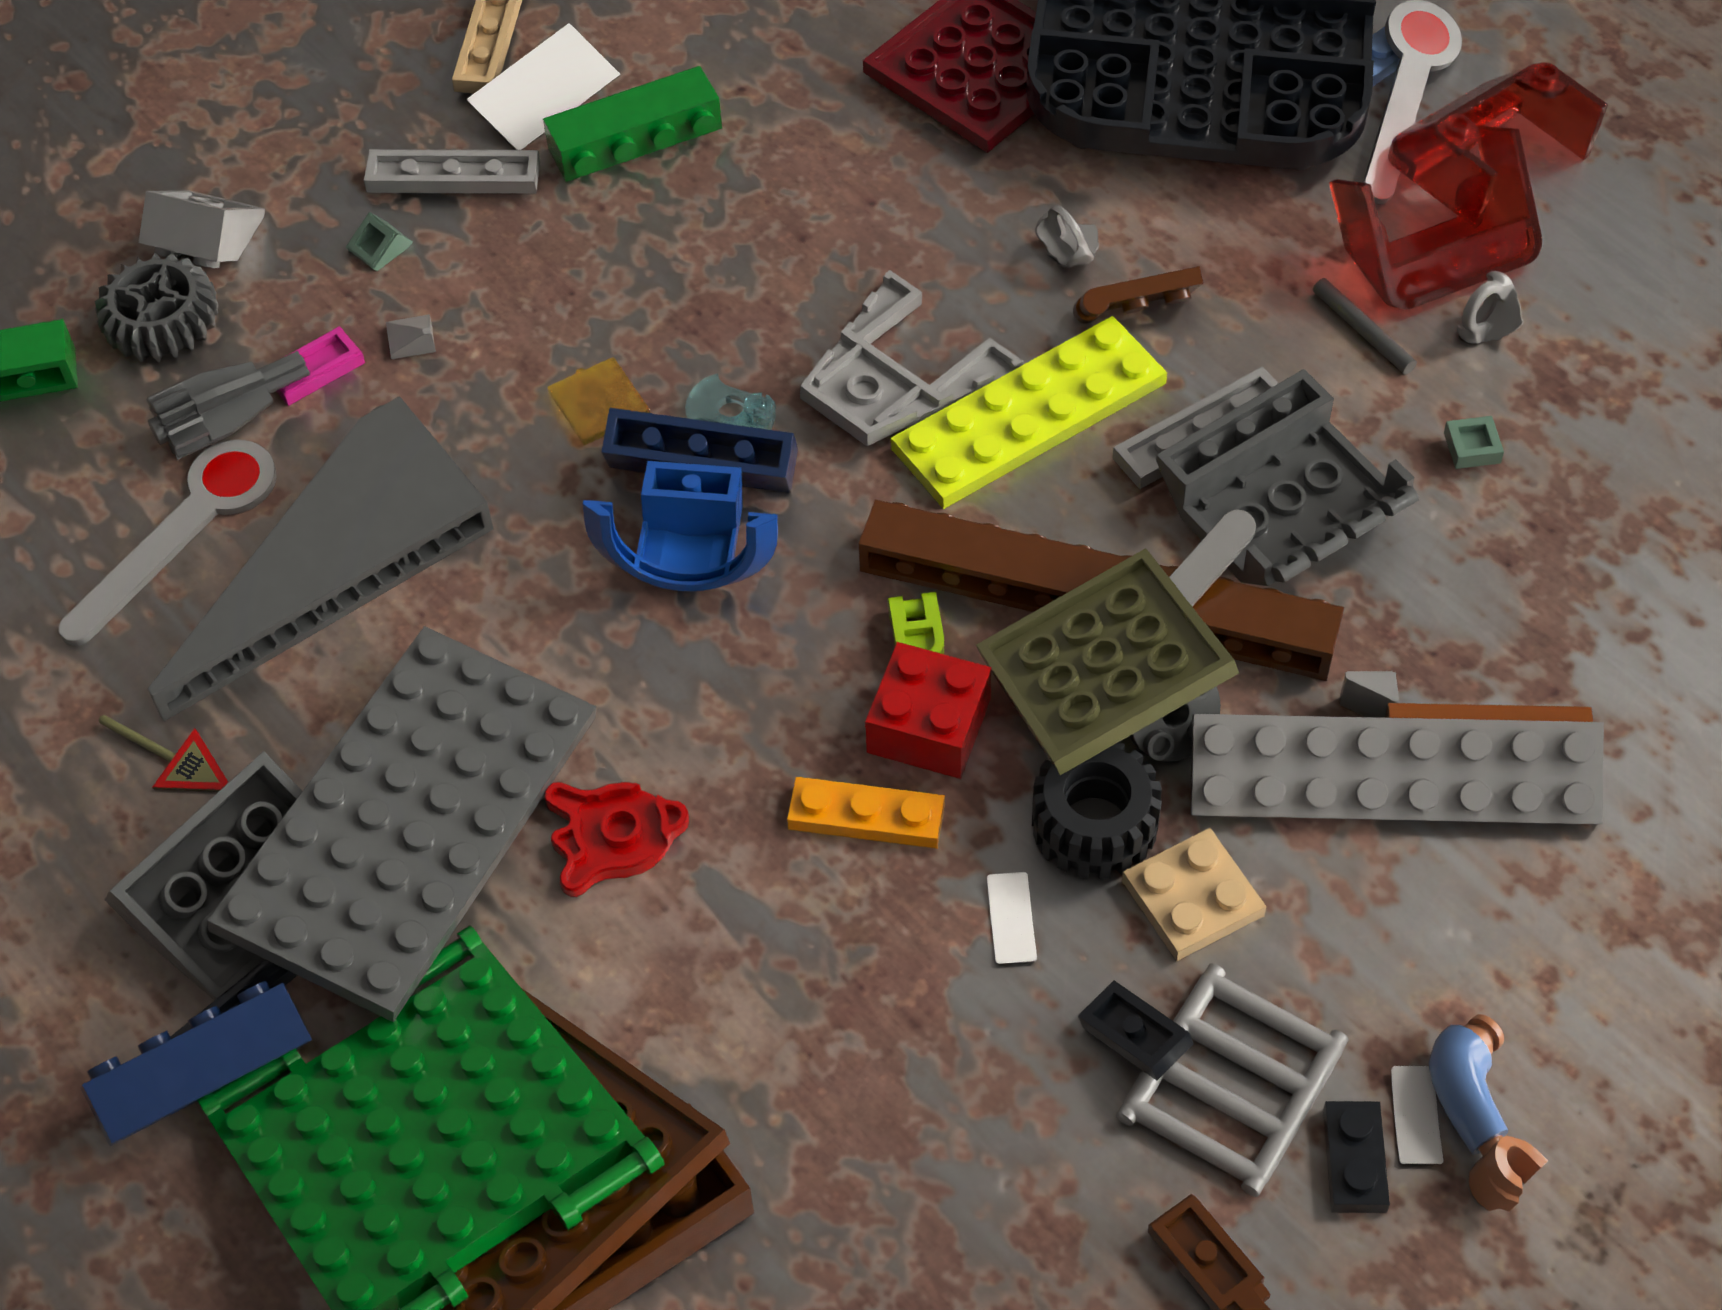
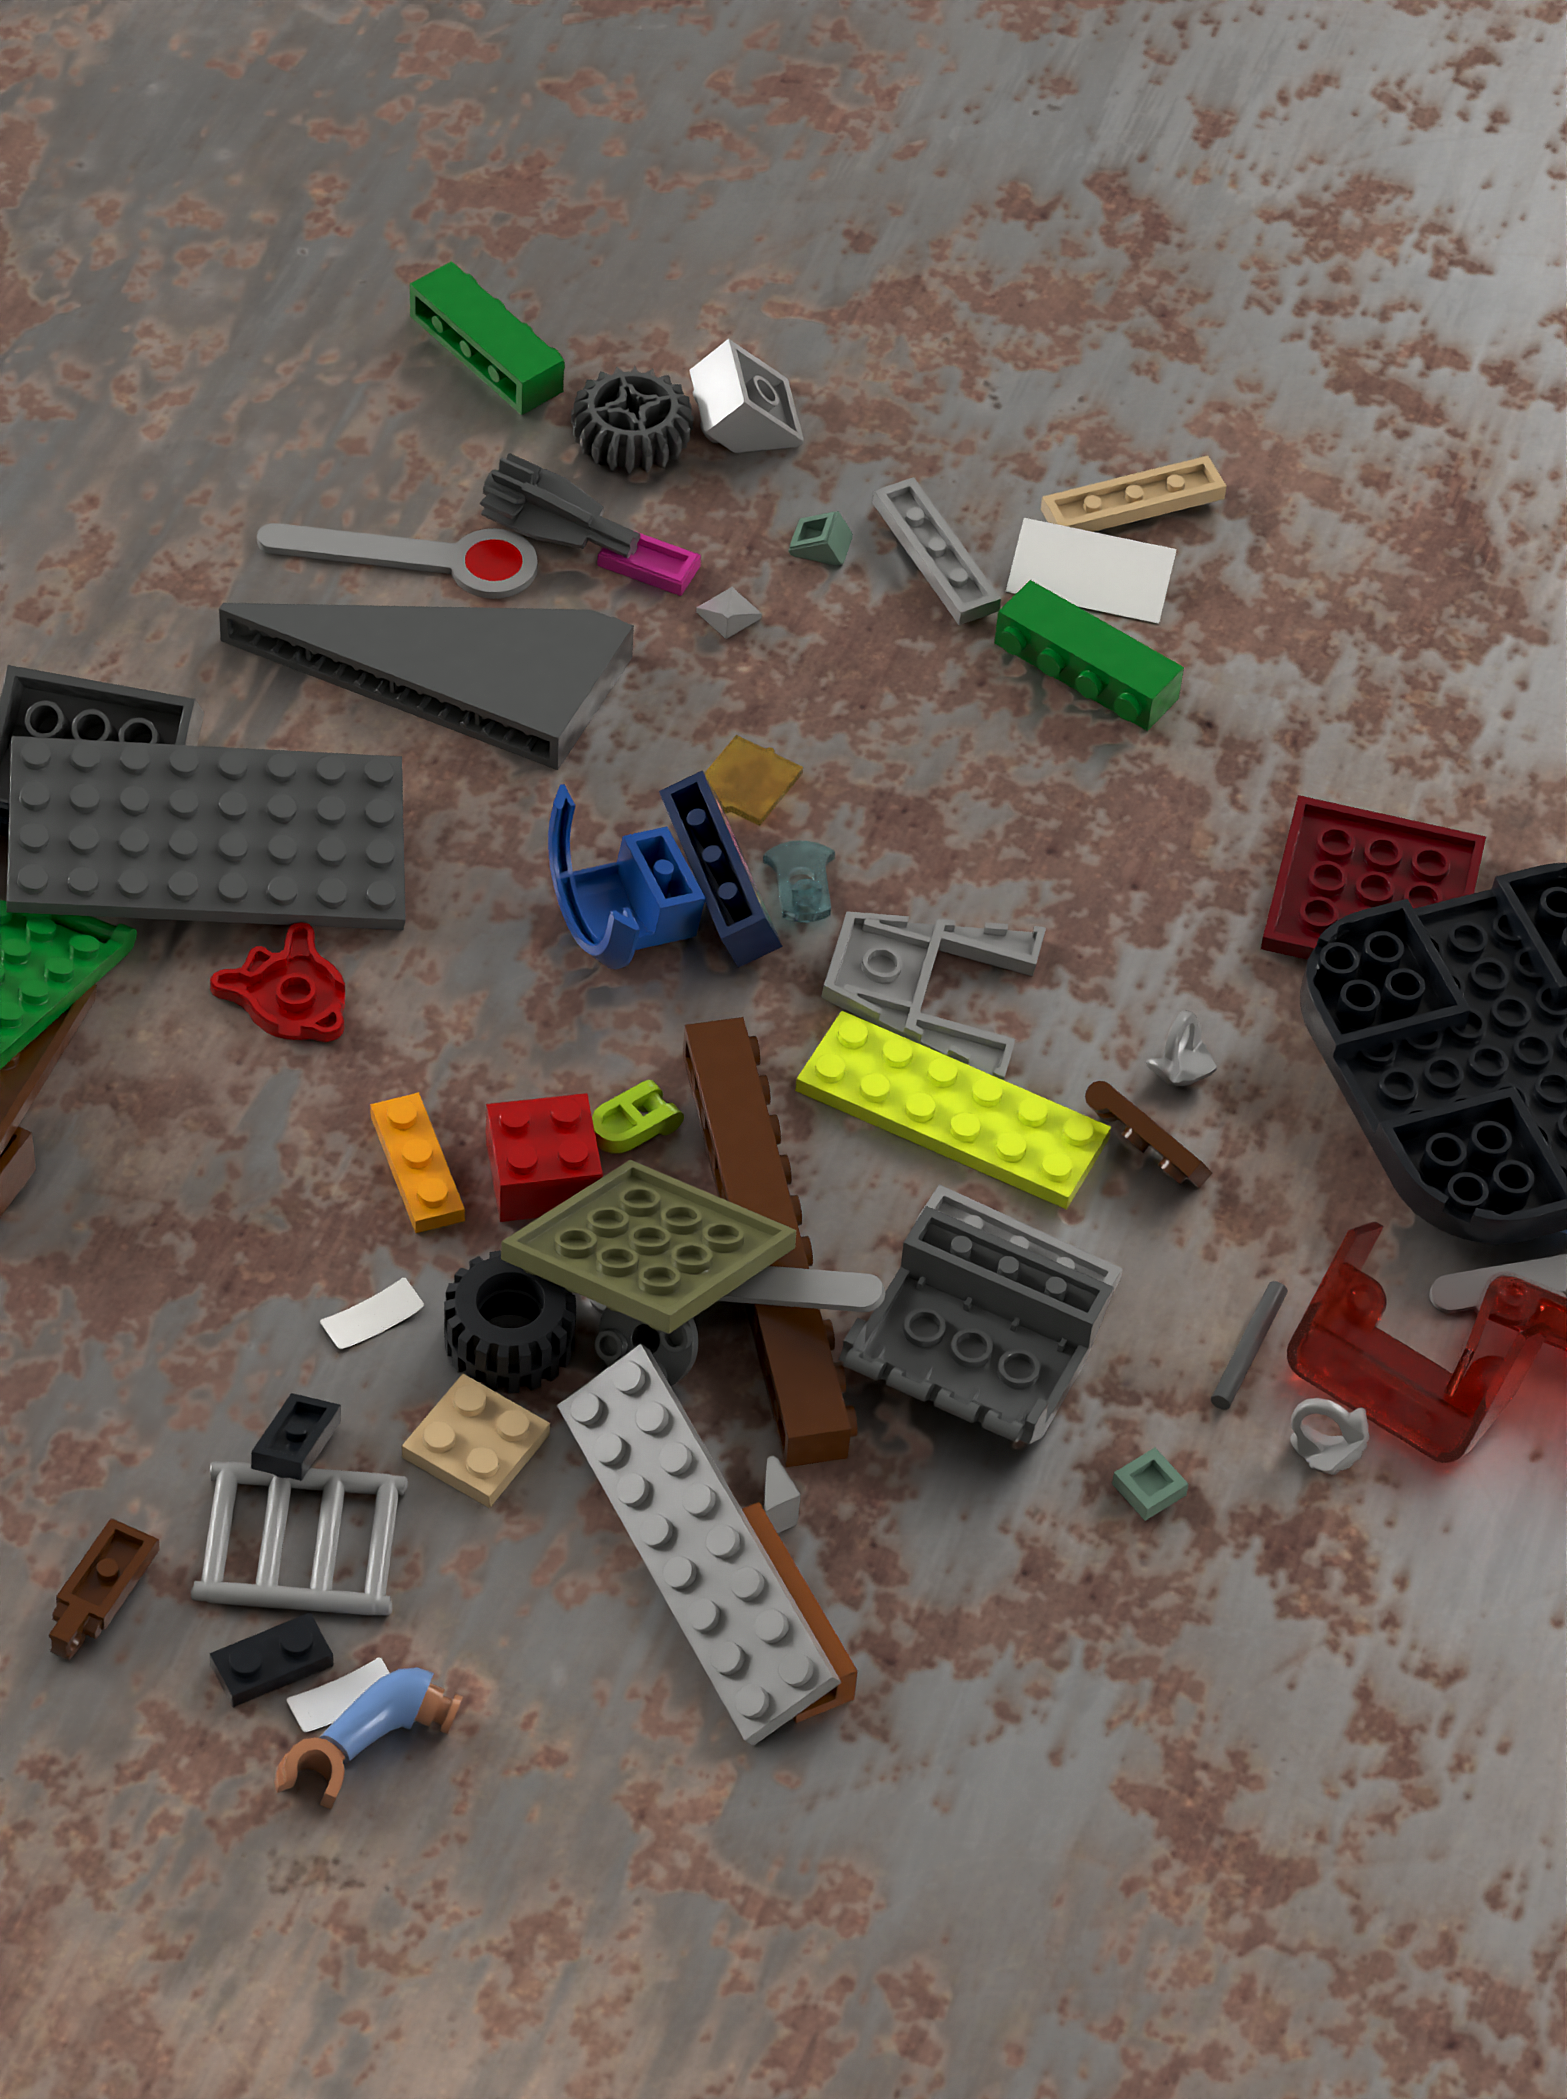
camera: 55 degrees right, 5 degrees down
(189, 769) = (188, 676): piece -> none

